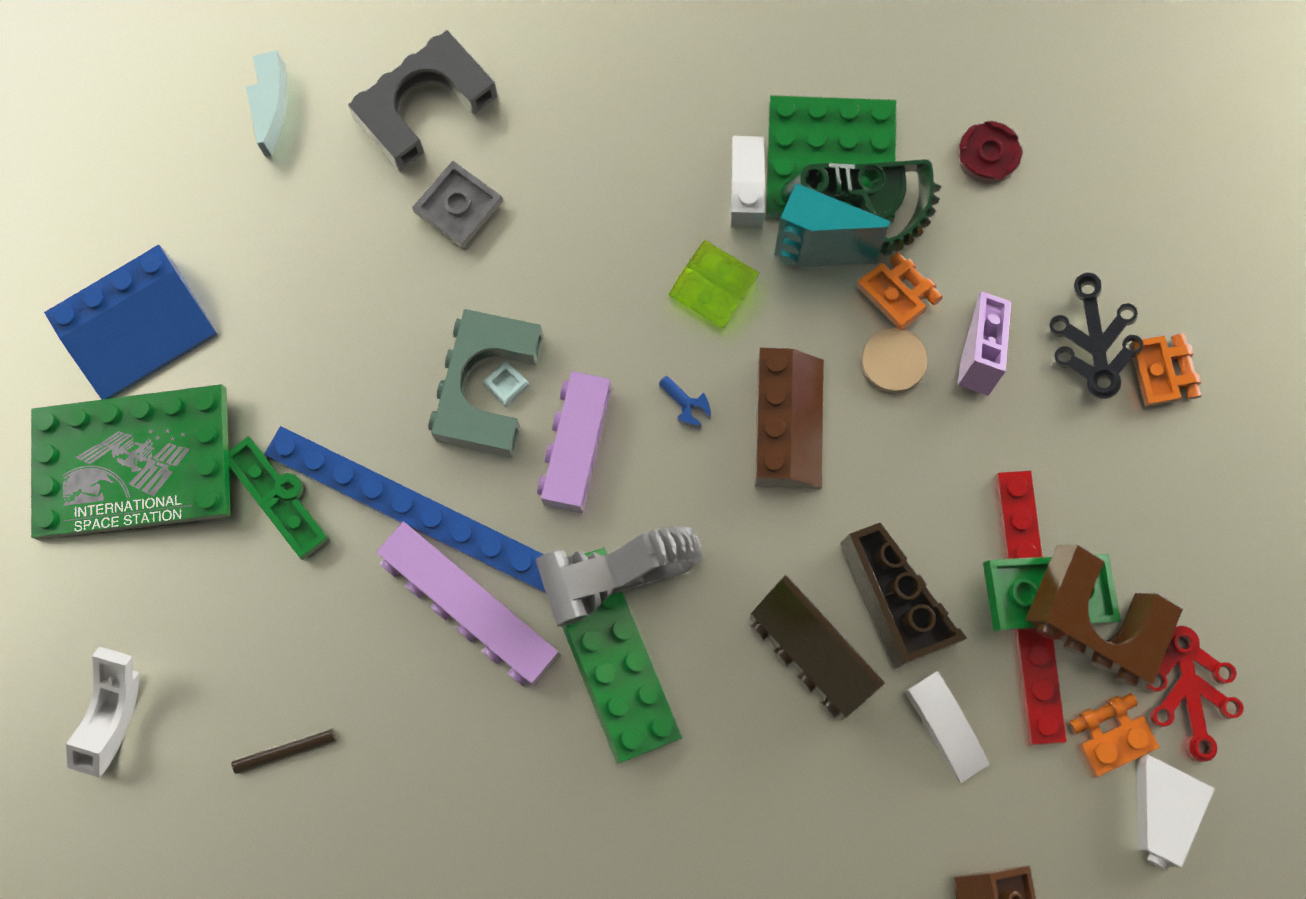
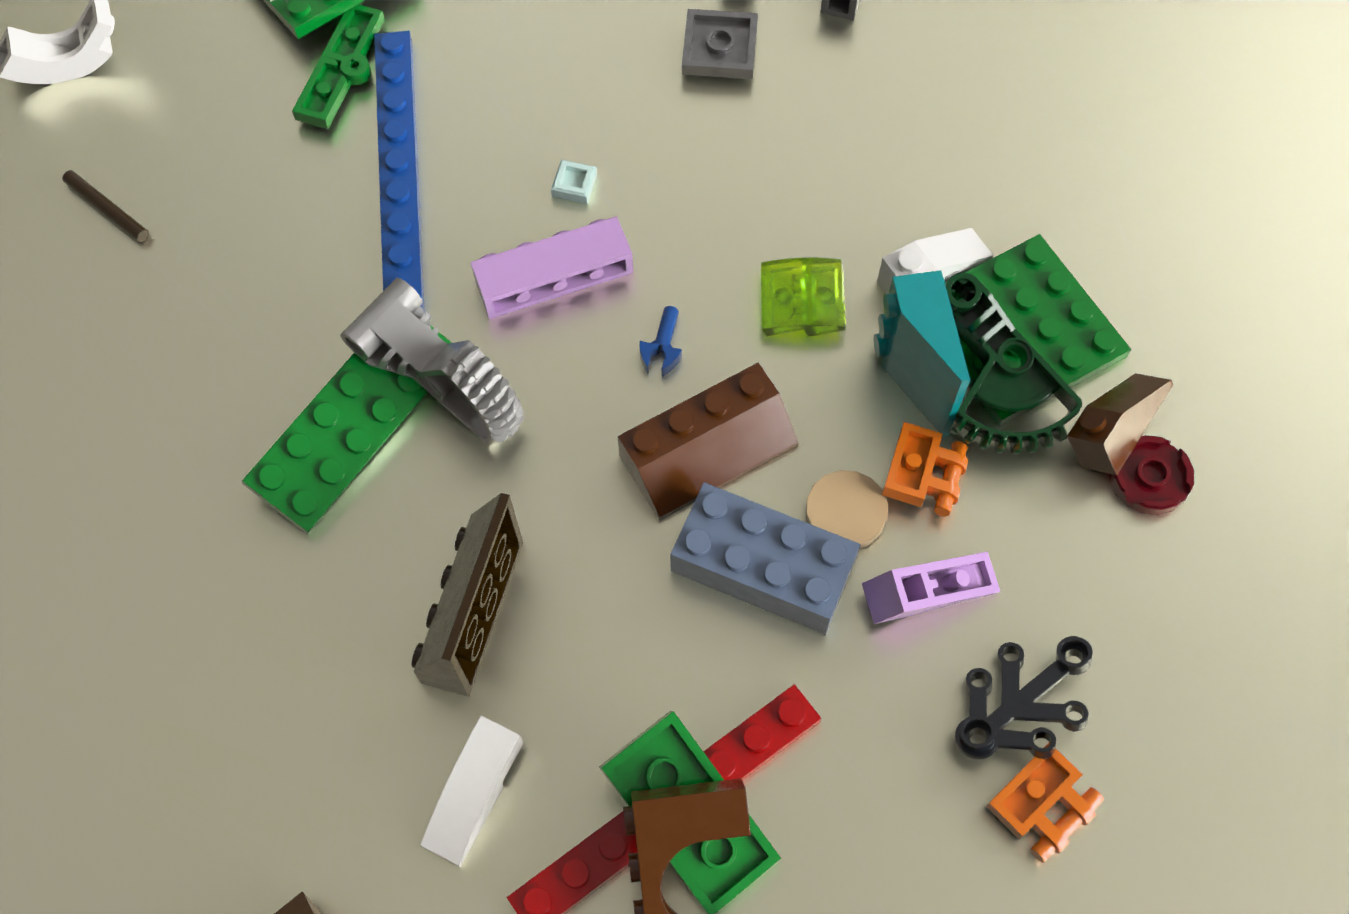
camera: 55 degrees right, 10 degrees down
(467, 603) = (329, 271): lavender brick -> none
(478, 339) = (591, 129): sand green arch -> none
(897, 598) = (573, 663): dark brown wedge -> none
(900, 435) = (764, 557): none -> sand blue brick
(944, 144) = (1116, 422): none -> reddish brown slope

